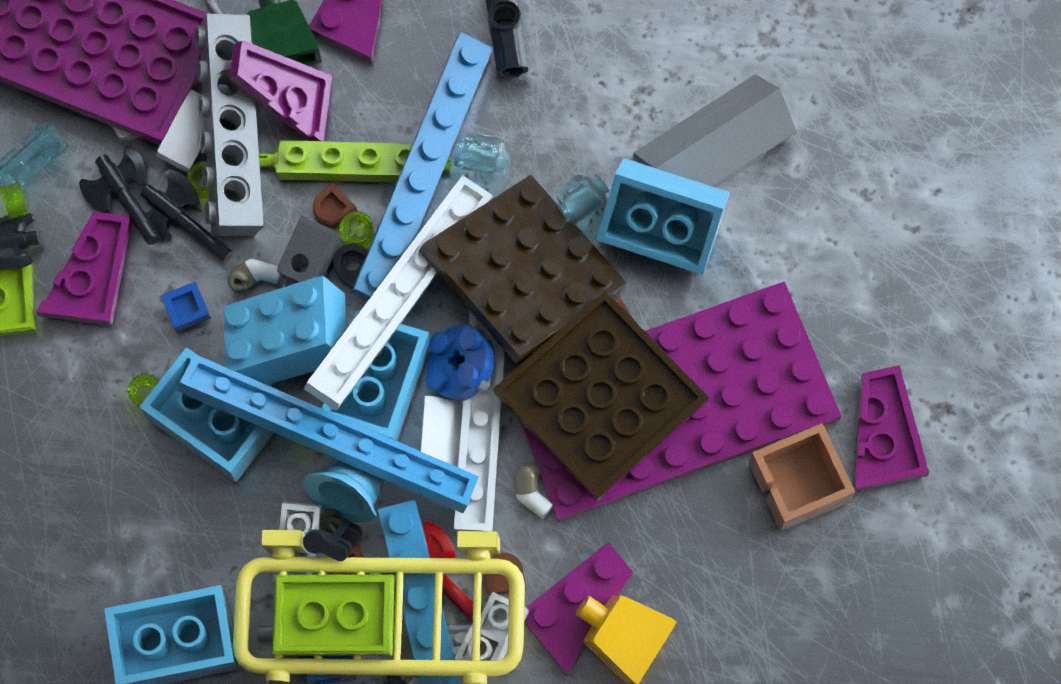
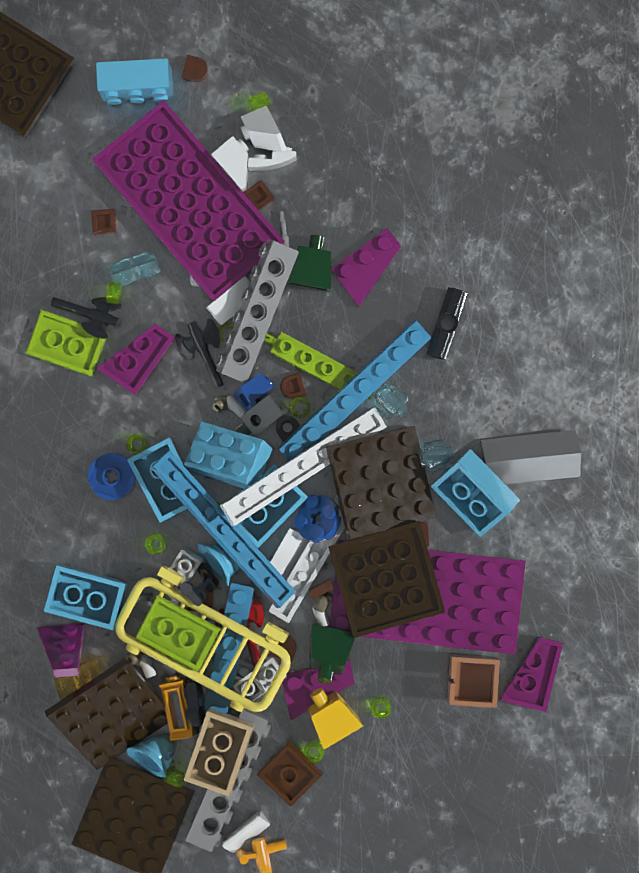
camera: 30 degrees right, 15 degrees up
(113, 438) = (100, 484): none -> blue plate
(116, 182) = (176, 310): black piece -> none
(185, 306) = (181, 406): blue plate -> none
(235, 507) = (160, 538): none -> clear neon green axle
(275, 232) = (254, 391): none -> blue brick
(284, 87) = (298, 305): wing -> none
(516, 457) = (321, 589): none -> copper tile
(571, 538) = (329, 651): none -> dark green torso
(690, 602) = (380, 700): none -> clear neon green axle

